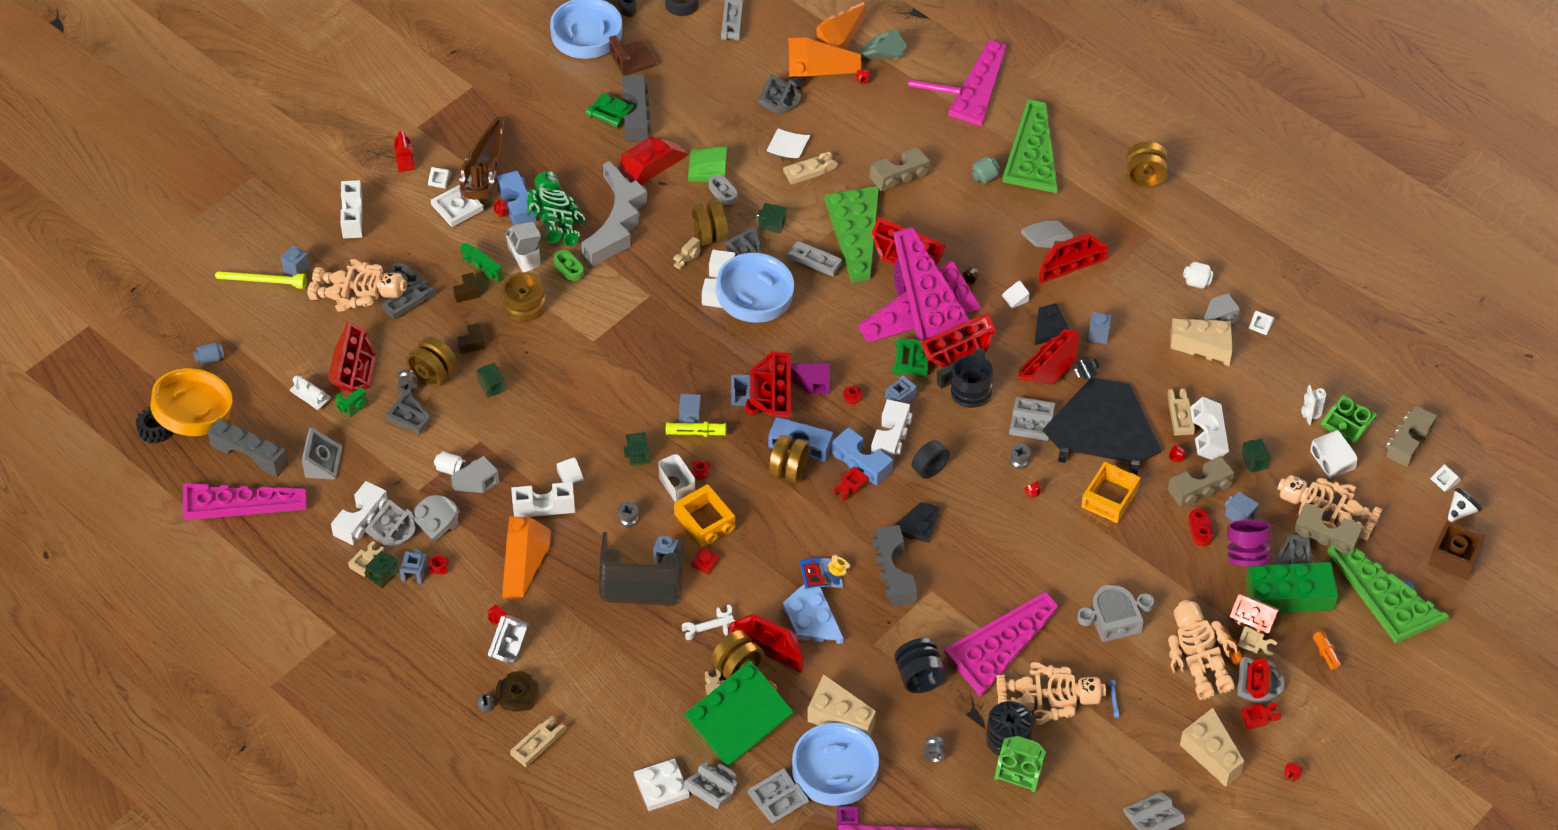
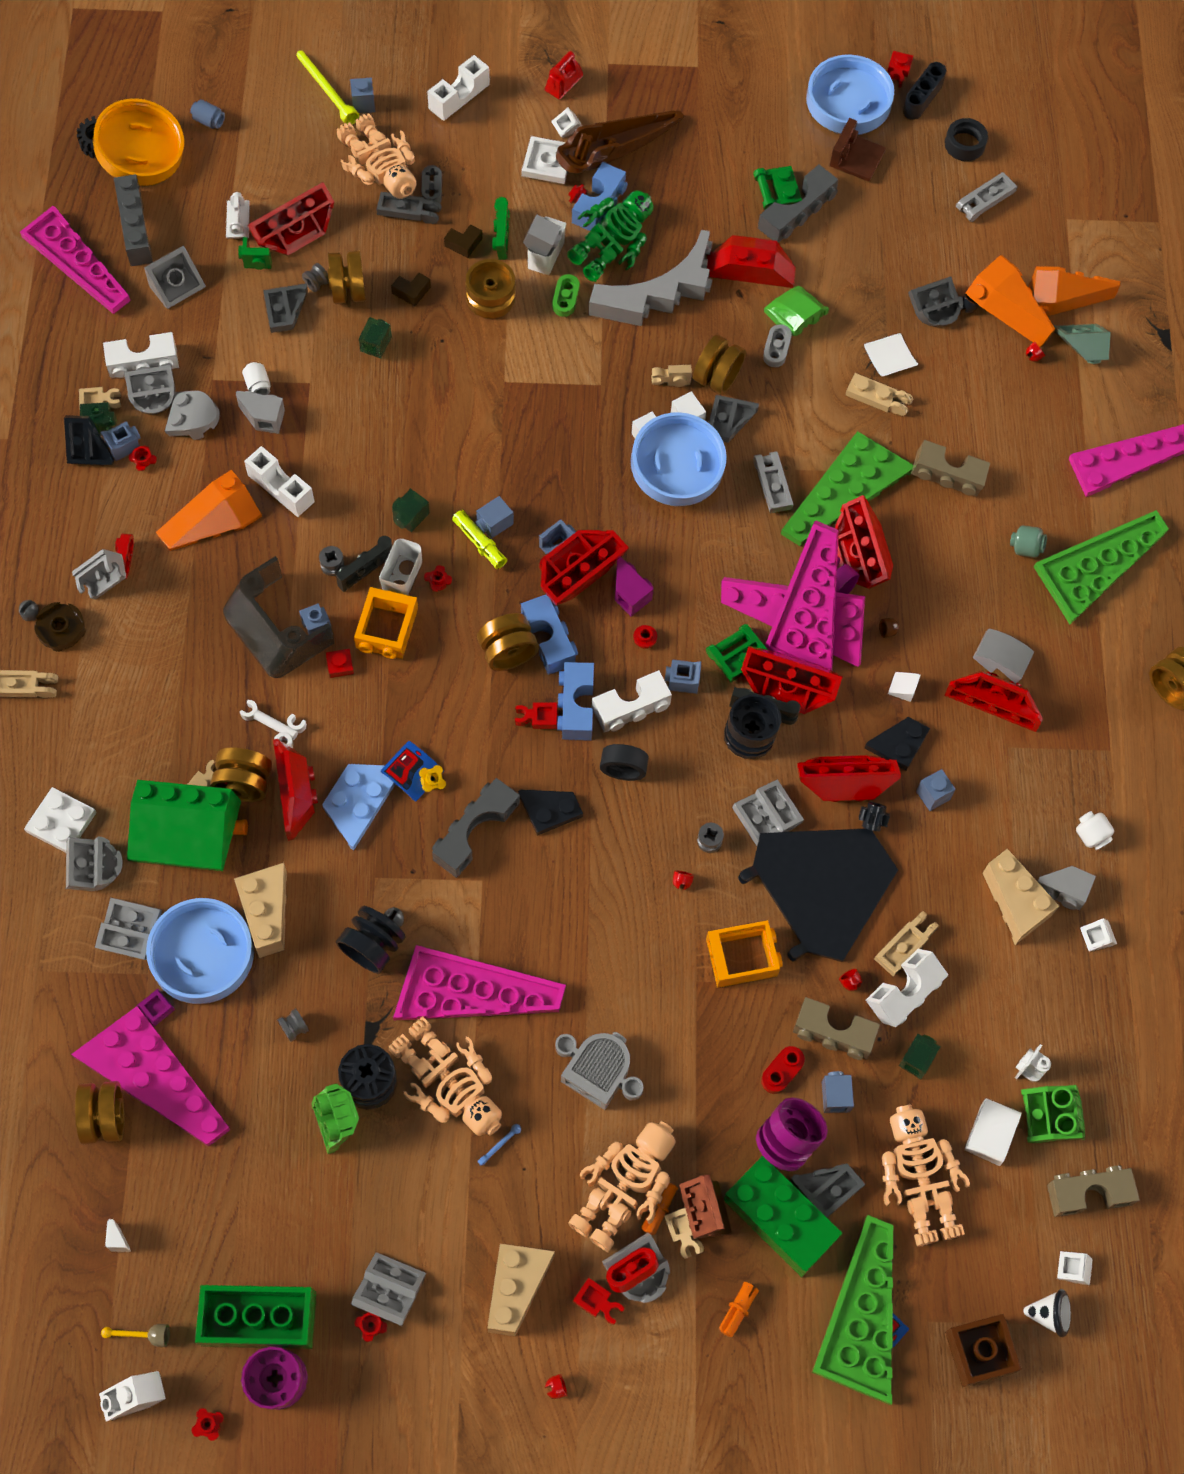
camera: 45 degrees right, 15 degrees up
(395, 585) = (84, 442): none -> black wing
(569, 471) = (336, 478): white slope -> none
(649, 497) = (364, 564): none -> pearl dark grey plate
(772, 218) = (784, 410): clear green brick -> none
(935, 87) = (1086, 420): dark pink bar -> none
(1342, 537) = (874, 1176): dark tan arch -> none

